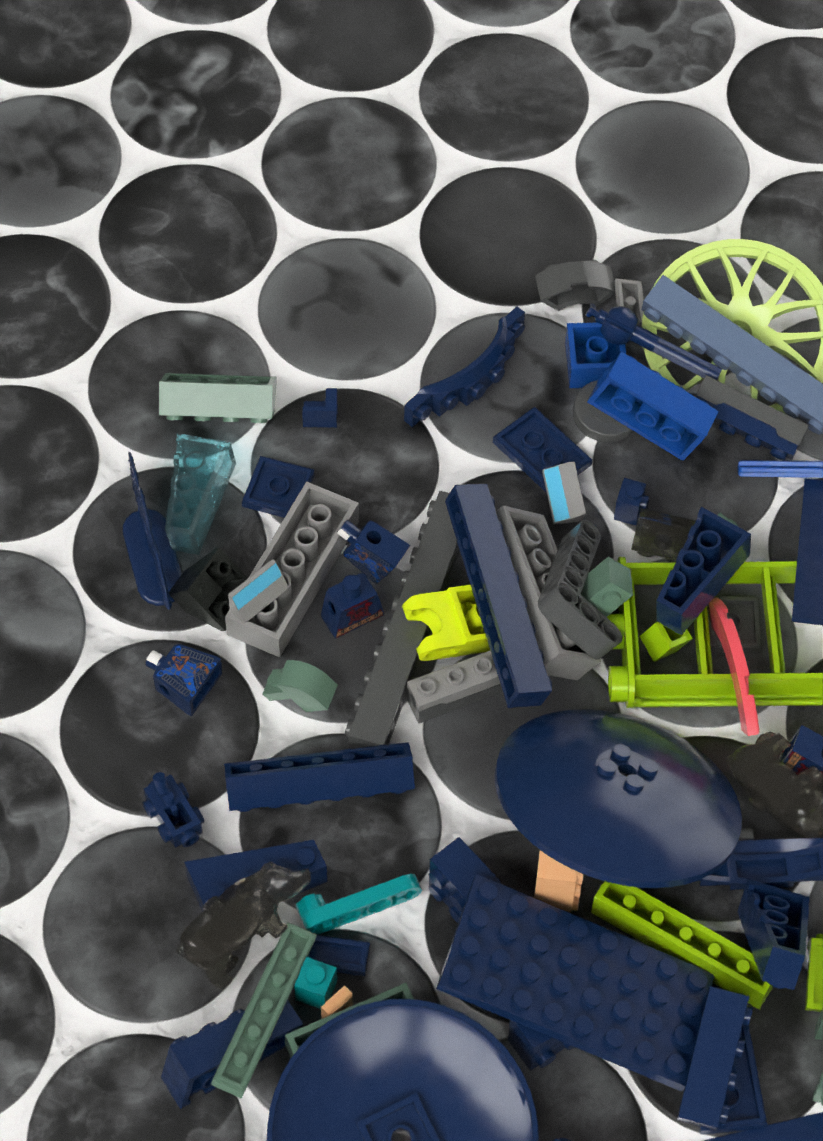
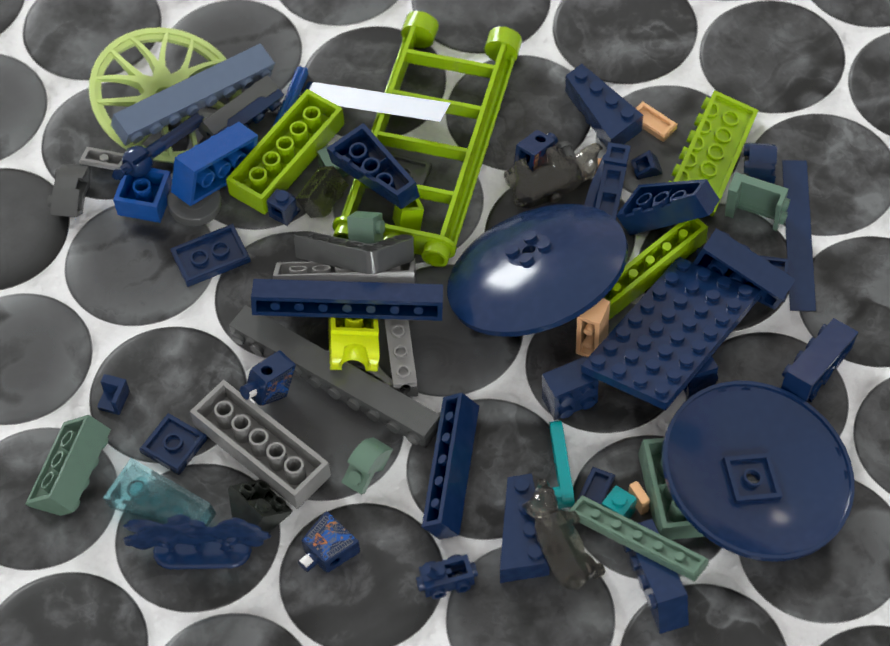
camera: 70 degrees left, 0 degrees up
(257, 591) = (284, 464): light grey slope -> none
(350, 605) = (305, 407): dark blue torso -> none
(472, 380) = (126, 268): dark blue piece -> none
(564, 493) = (258, 246): slope -> none
(712, 478) = (285, 150): none -> lime brick
(735, 656) = (458, 167): coral tile -> none

